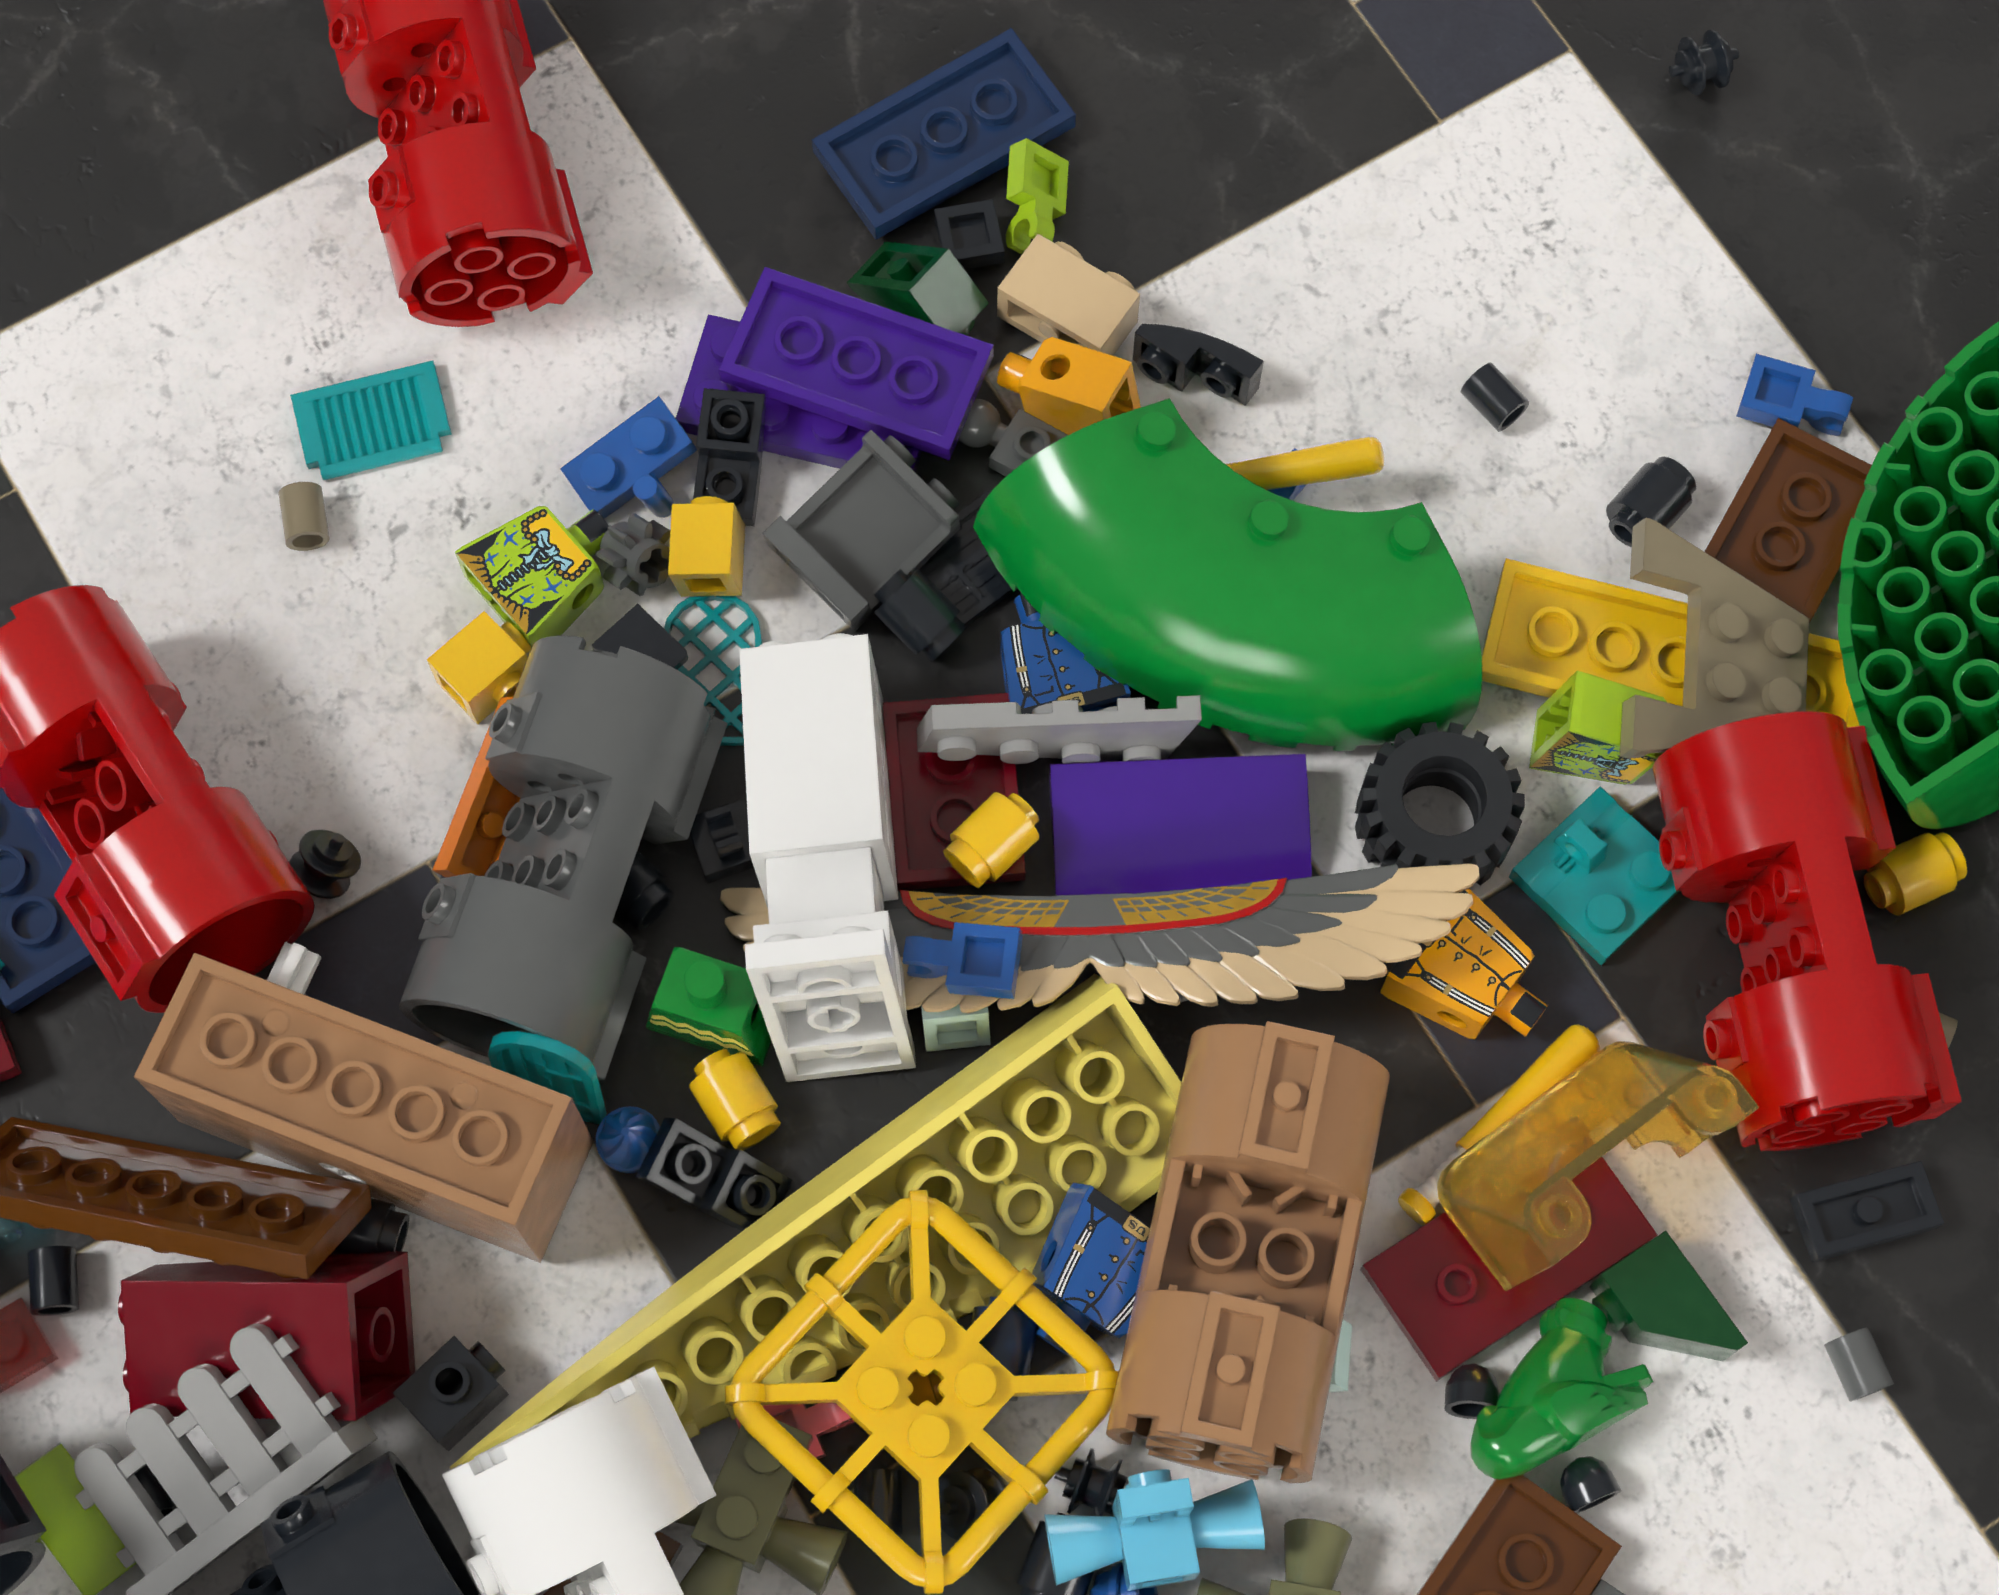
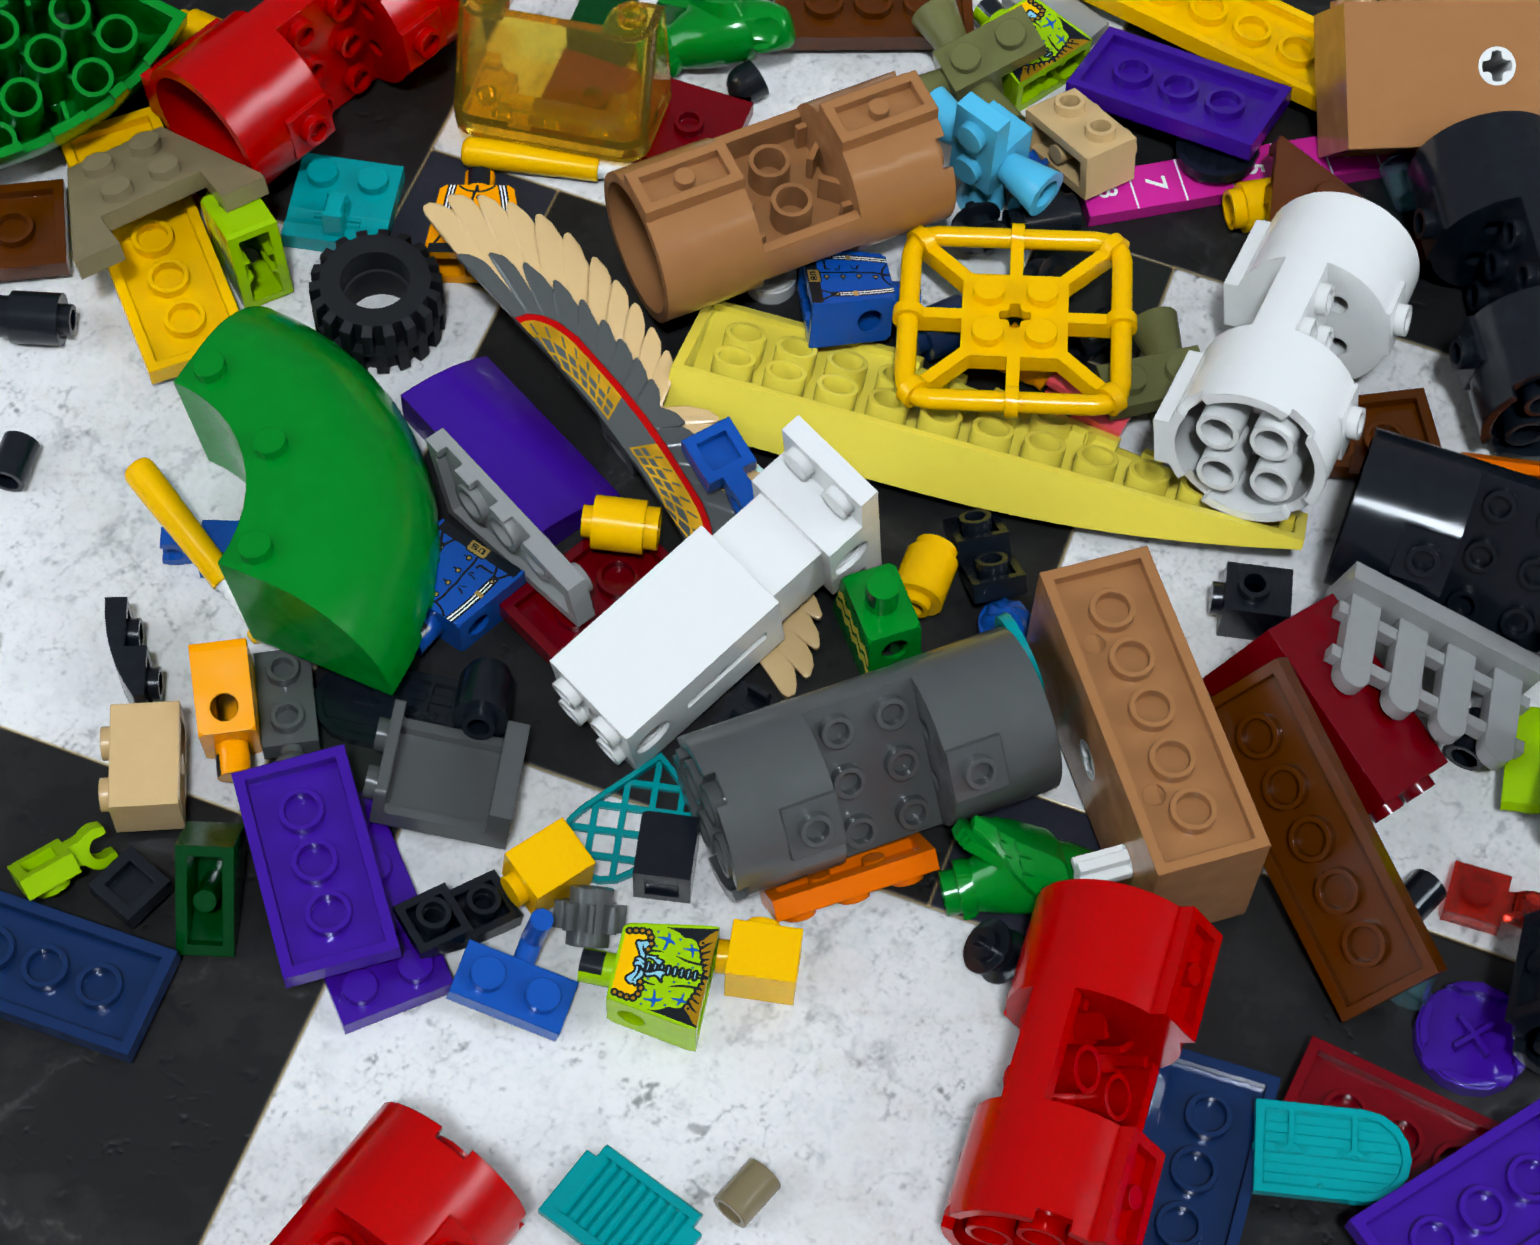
camera: 130 degrees left, 10 degrees down
(372, 935) = (1006, 867): none -> green animal

